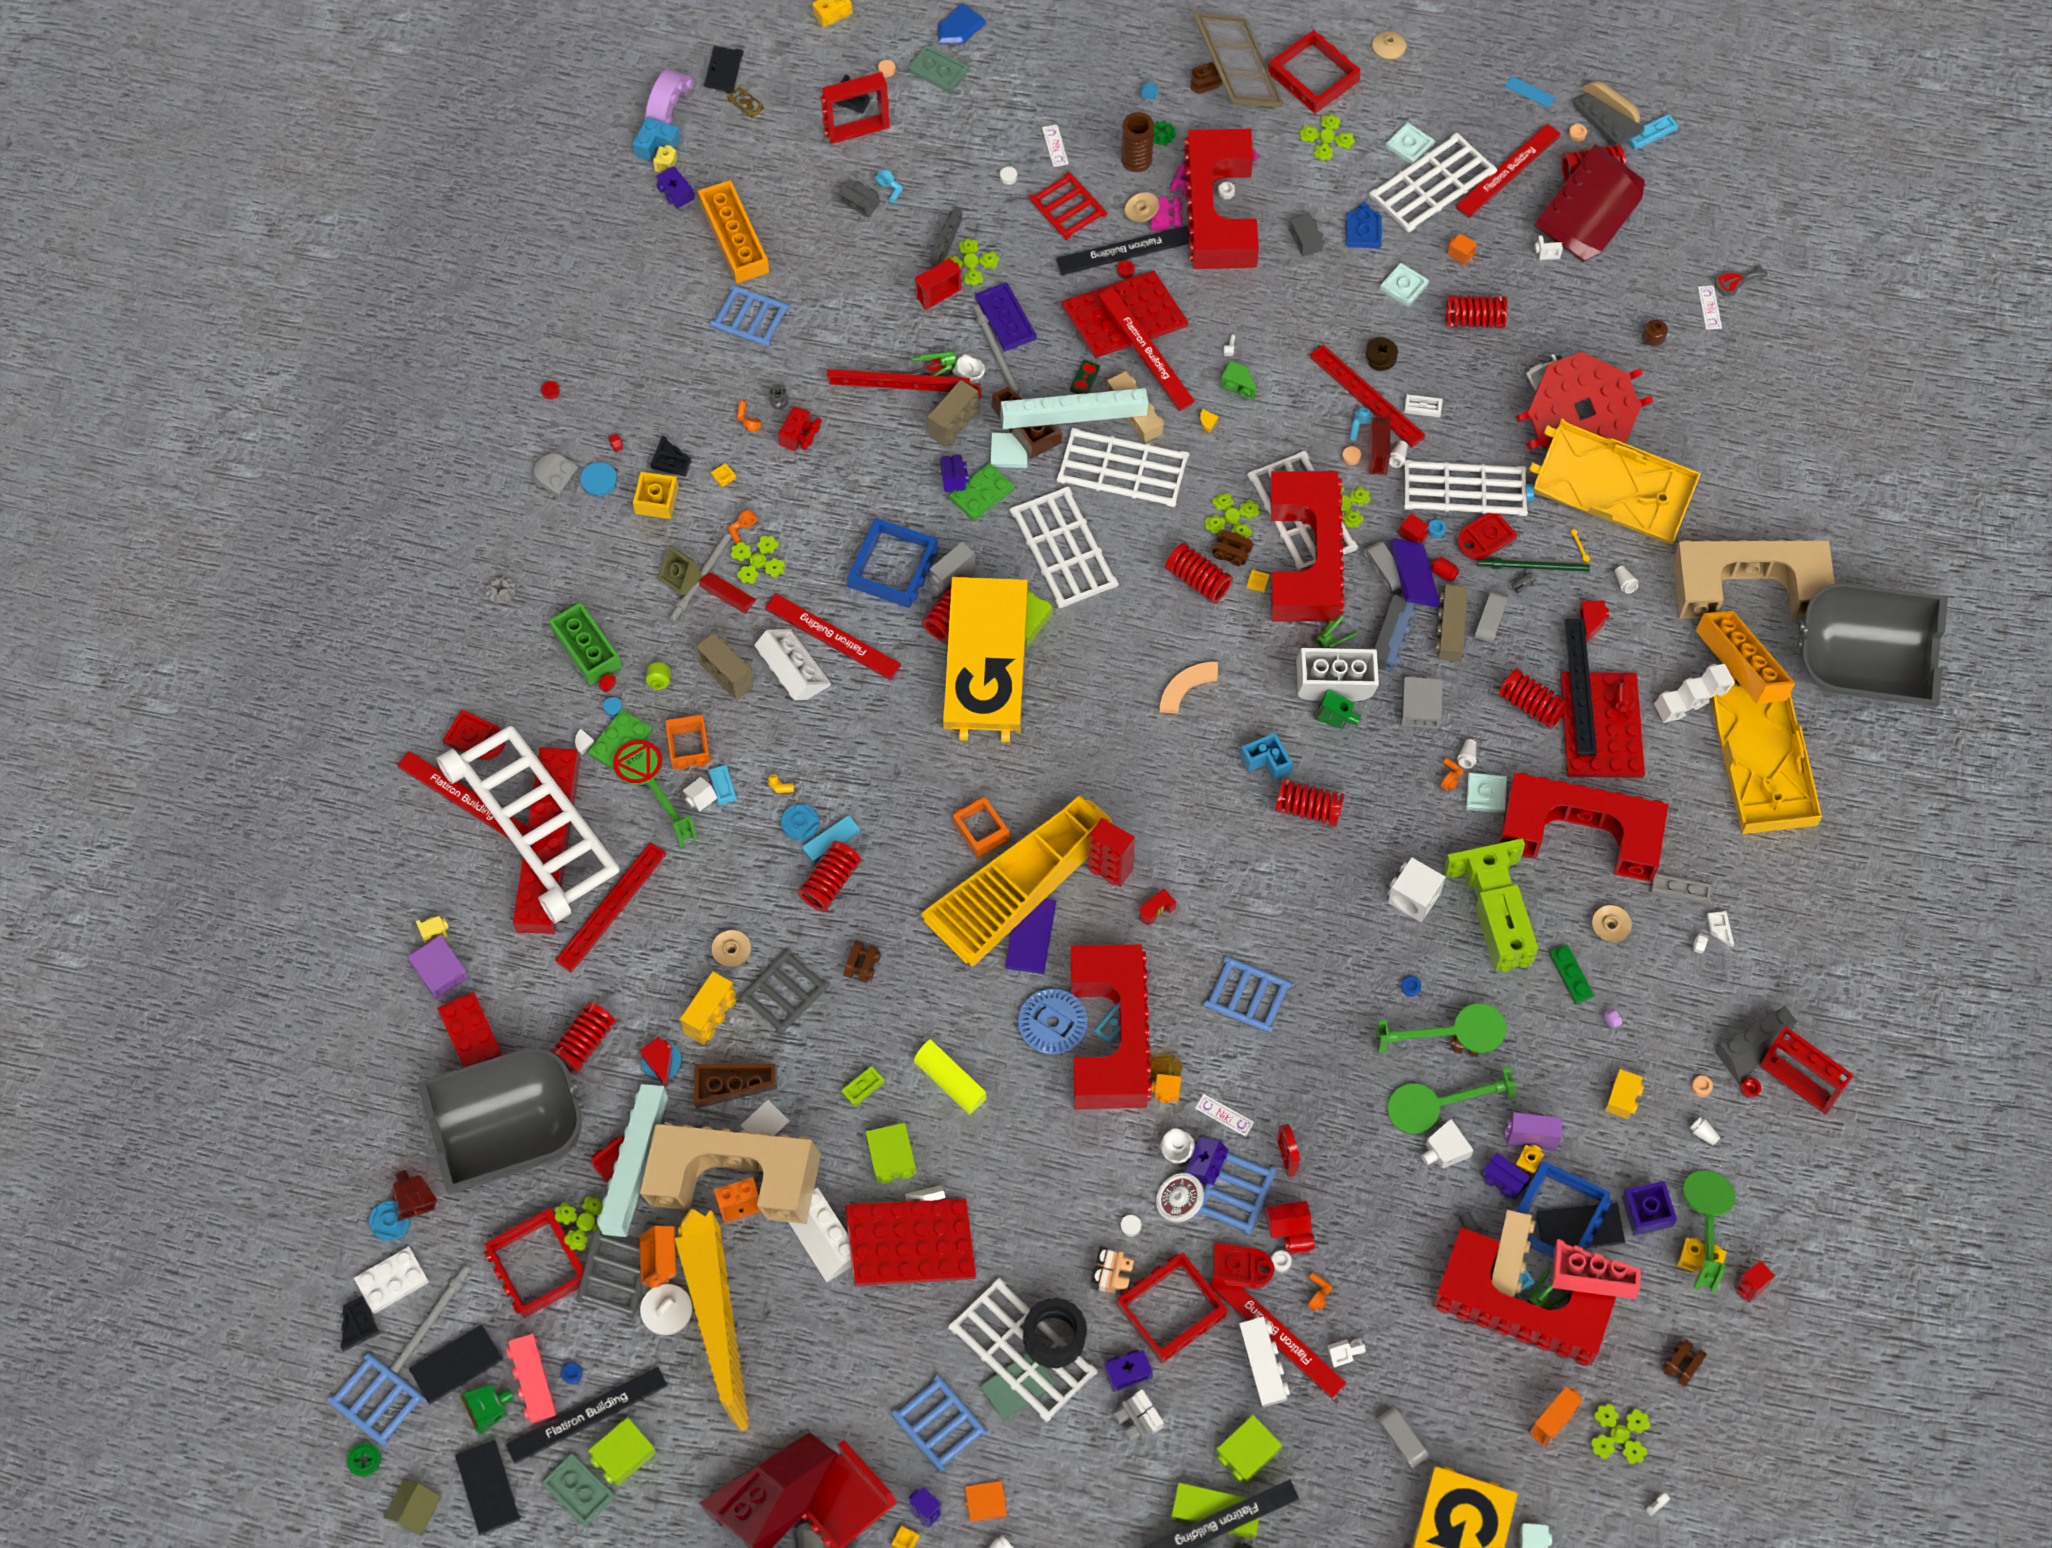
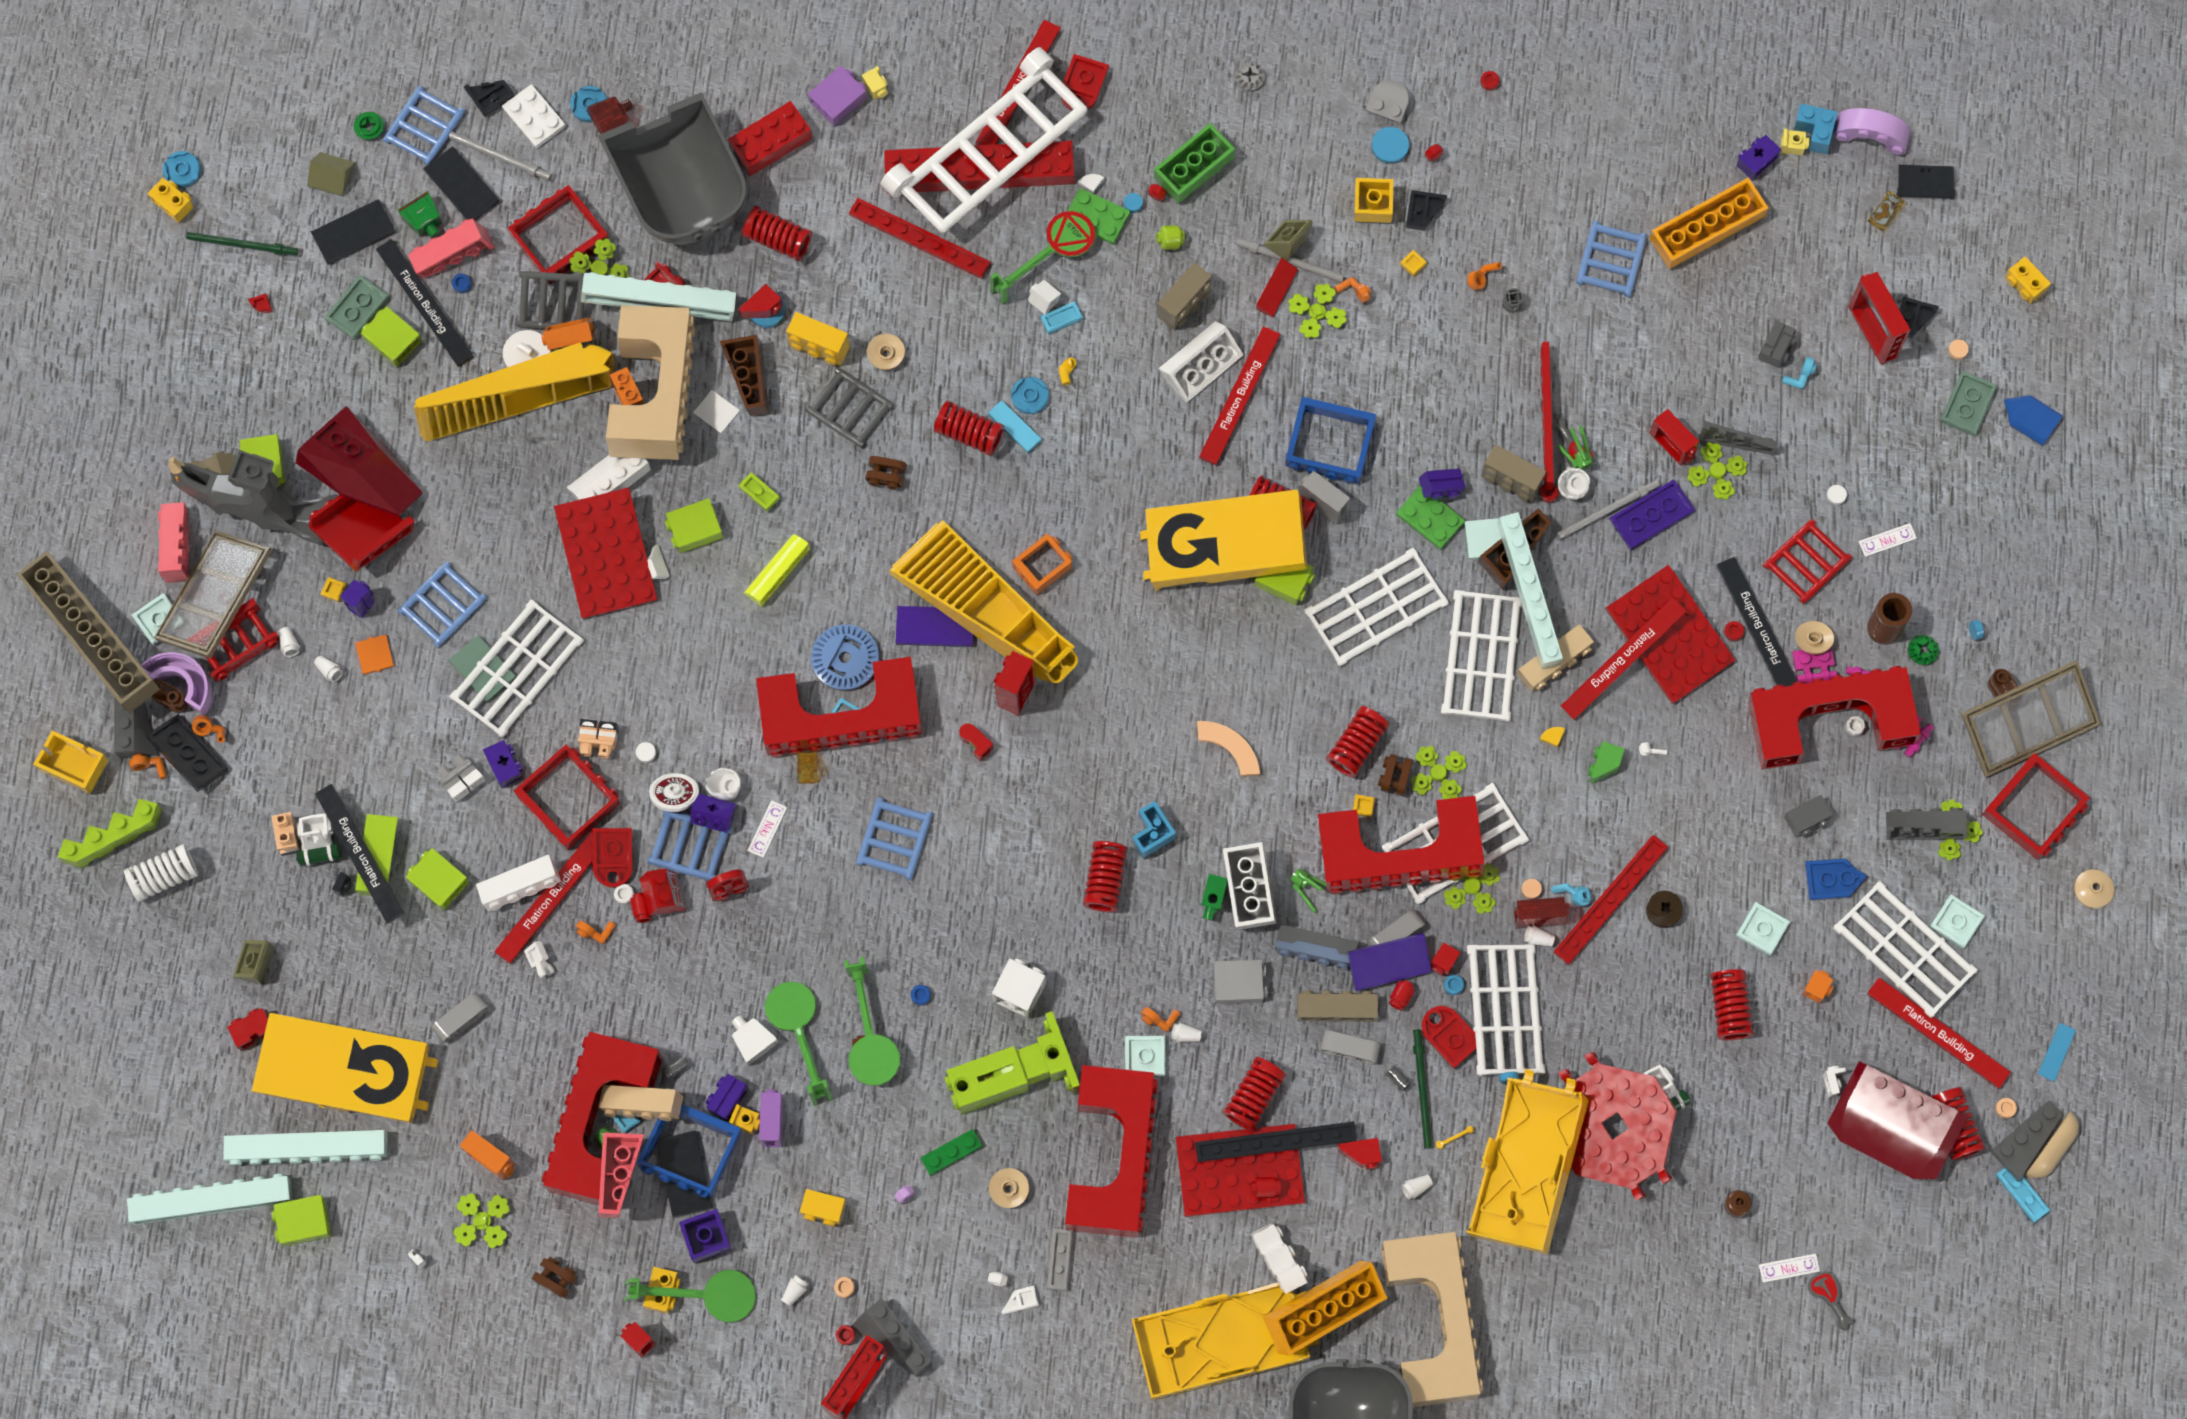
camera: 85 degrees right, 10 degrees up
(686, 725) = (1097, 262): orange window -> none
(795, 428) = (1474, 322): red brick -> none
(1061, 1310) = (524, 667): black tyre -> none
(1085, 377) = (1586, 604): dark green tile -> none
(1166, 1088) = (784, 770): light orange brick -> none
(1324, 149) = (1926, 824): none -> dark grey wedge
(1423, 408) = (1614, 977): white tile -> none

